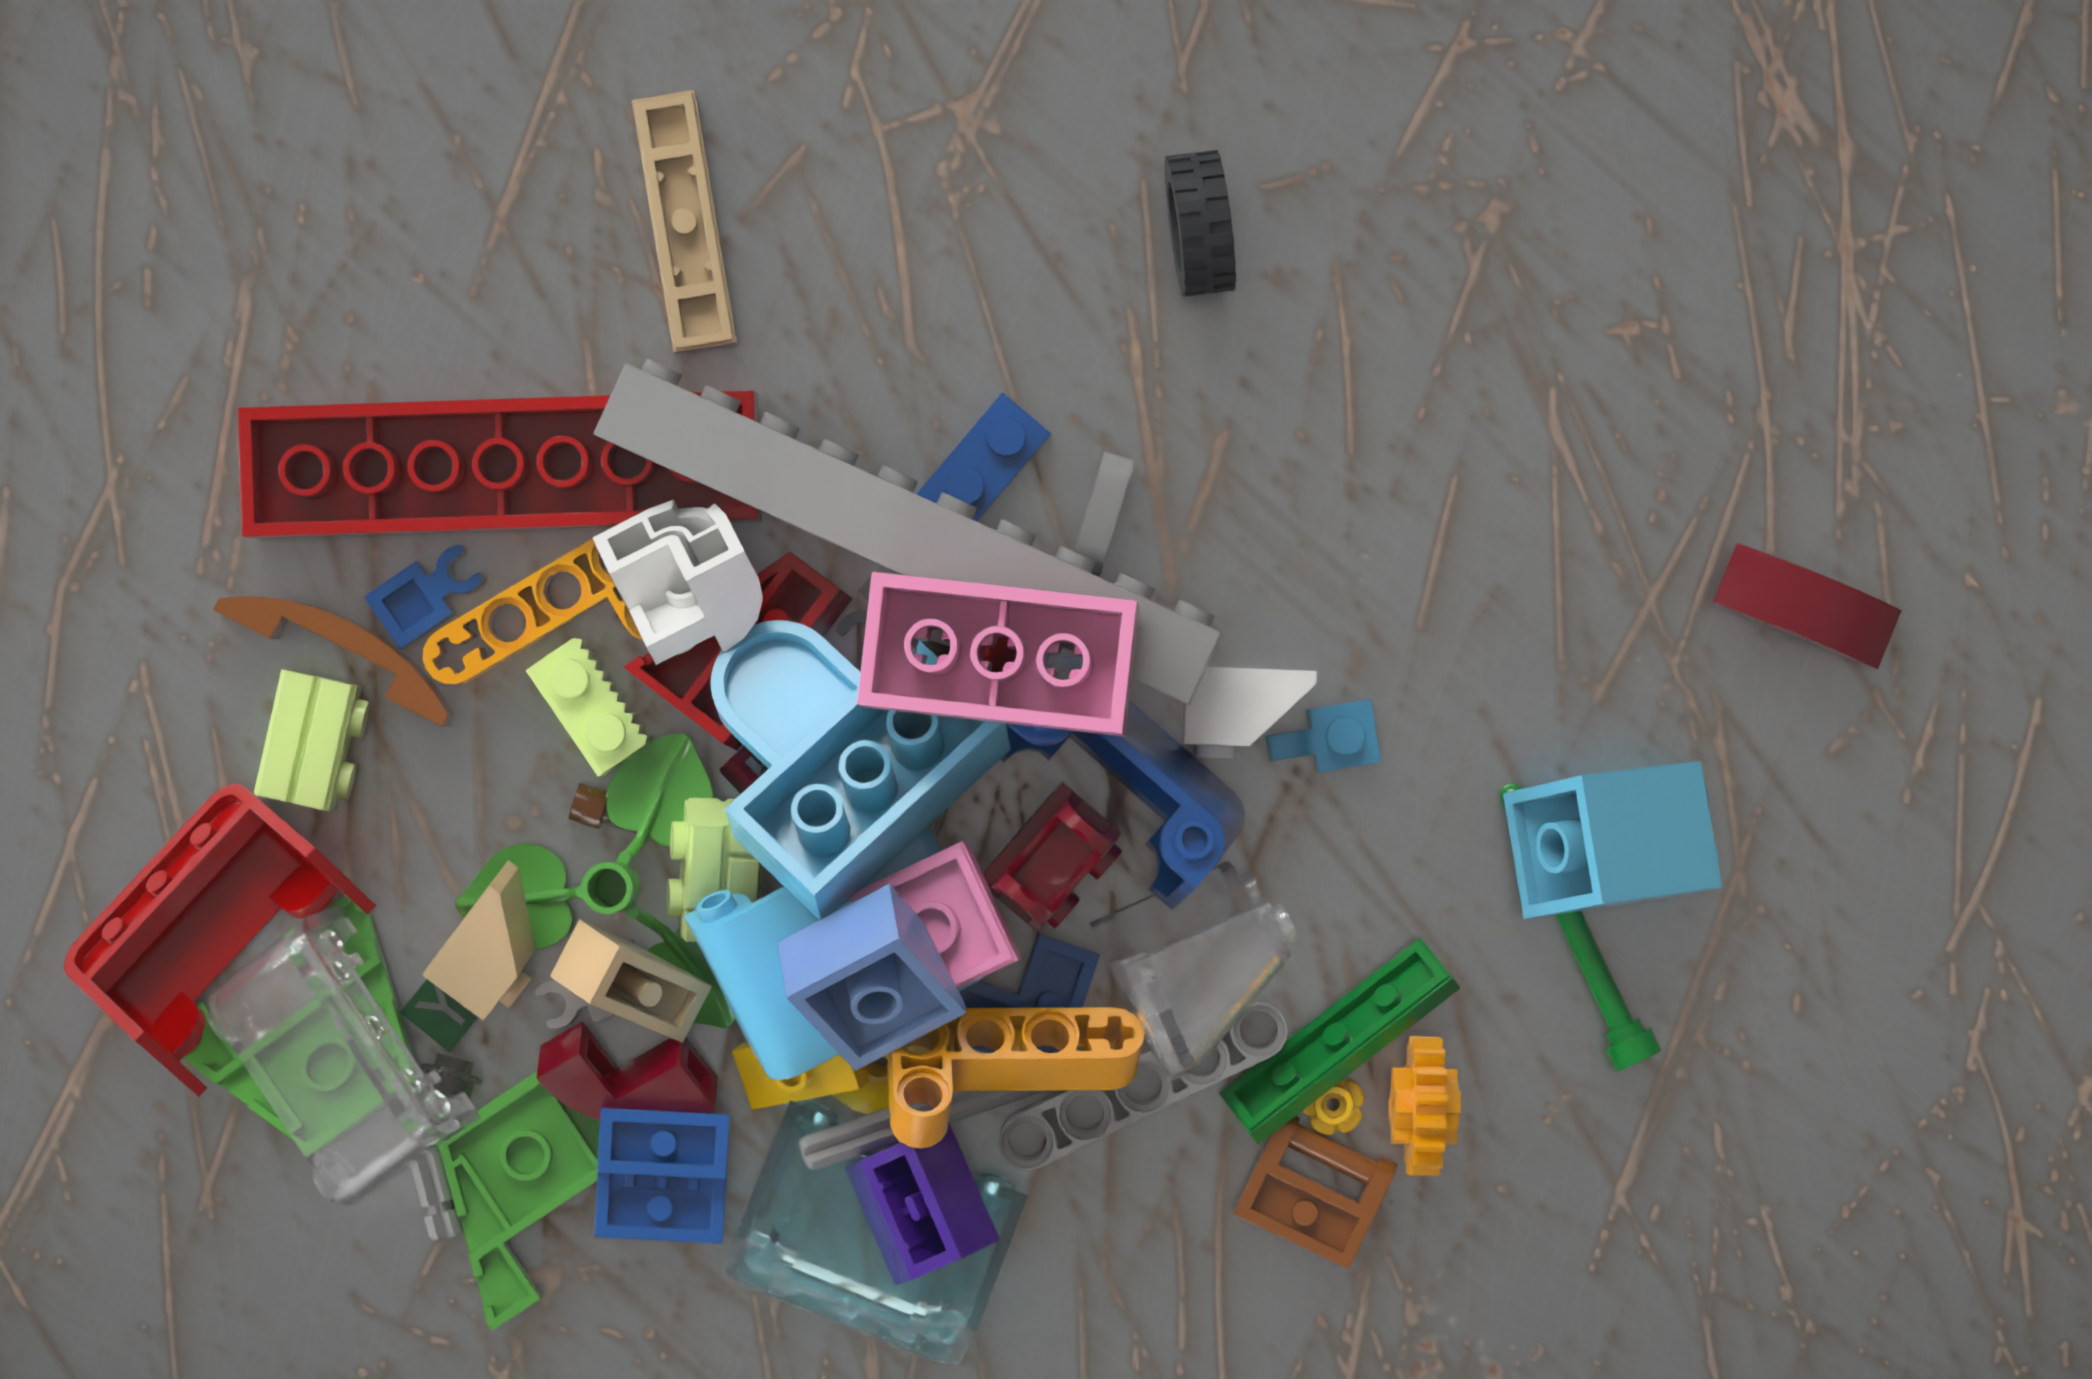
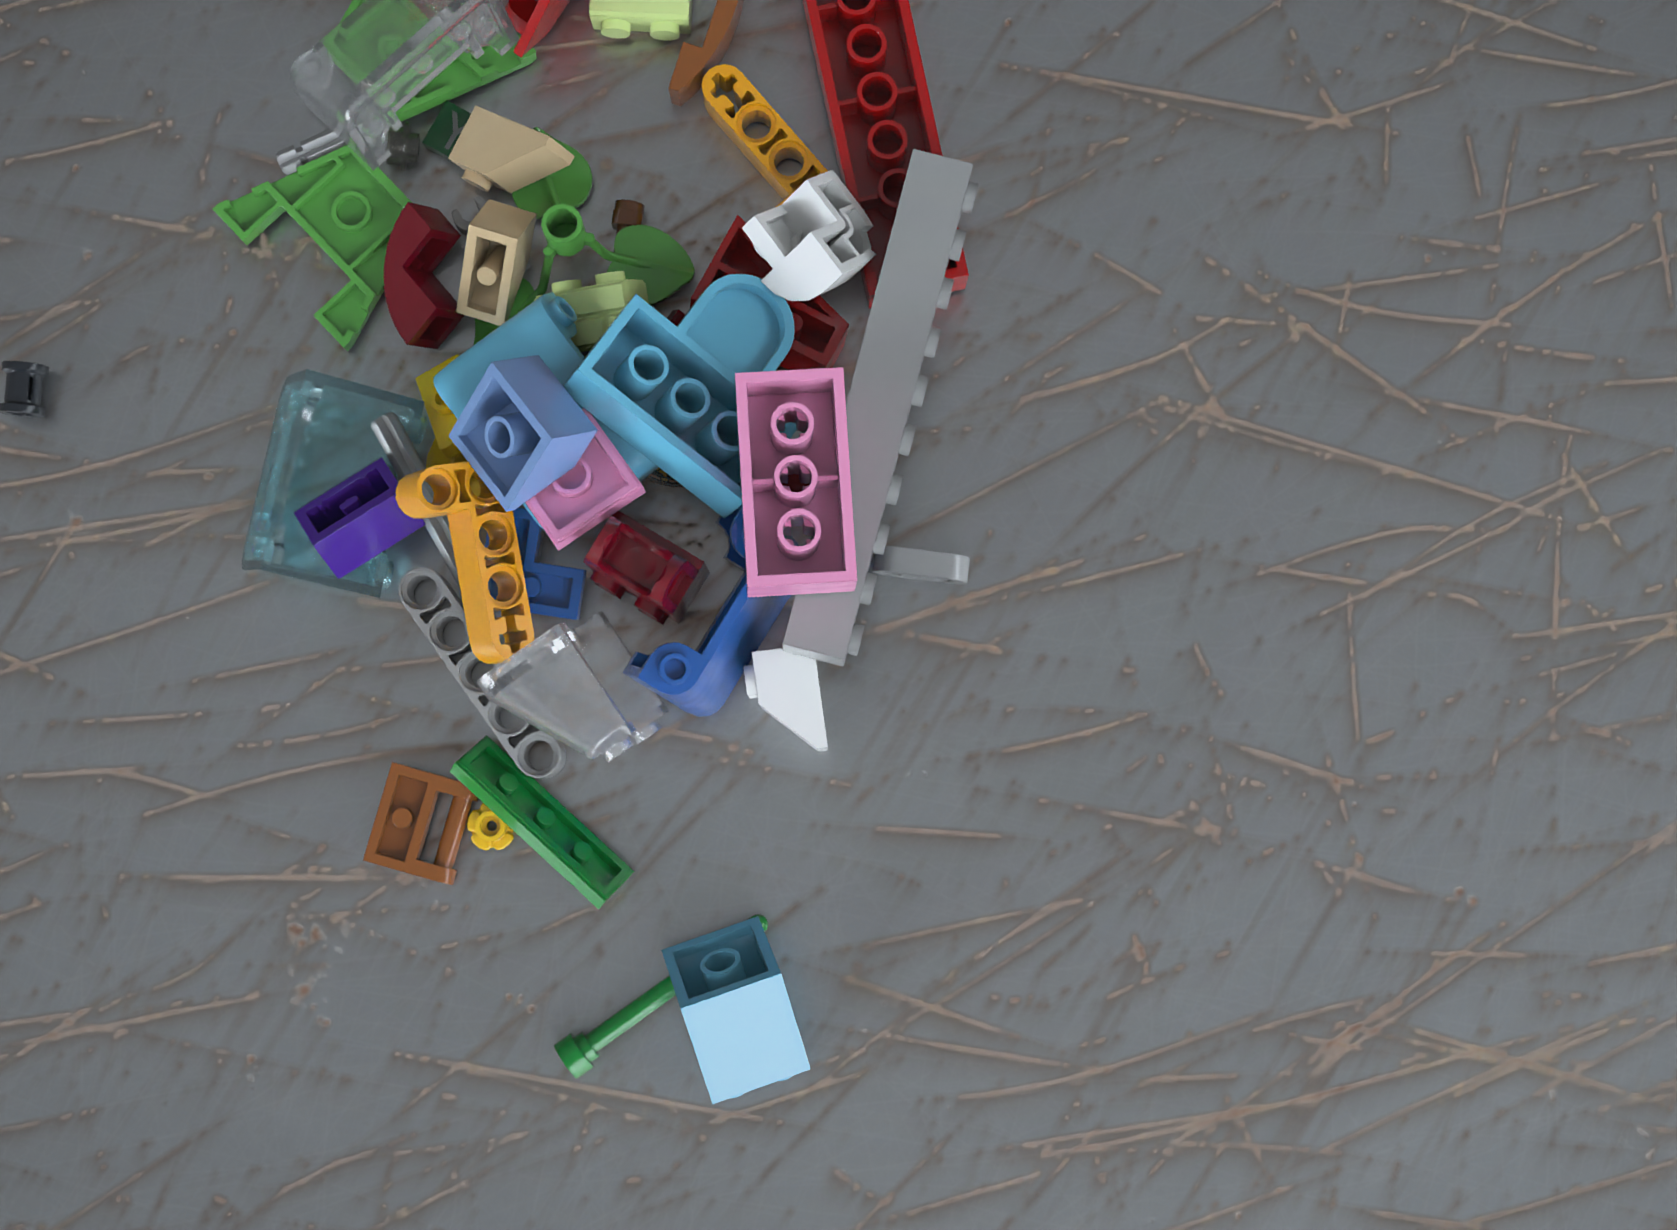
camera: 75 degrees right, 5 degrees down
(415, 601) = (763, 60): blue plate -> none
(589, 705) = (704, 199): yellowish green brick -> none
(661, 1175) = (349, 313): blue slope -> none
(684, 221) = (1086, 209): tan plate -> none
(988, 457) = (947, 471): blue plate -> none
(1200, 223) = (1161, 597): black tyre -> none
(1336, 736) = (780, 778): dark azure plate -> none
(1424, 1106) = (499, 896): light orange gear -> none
(1807, 605) = (948, 1132): dark red brick -> none

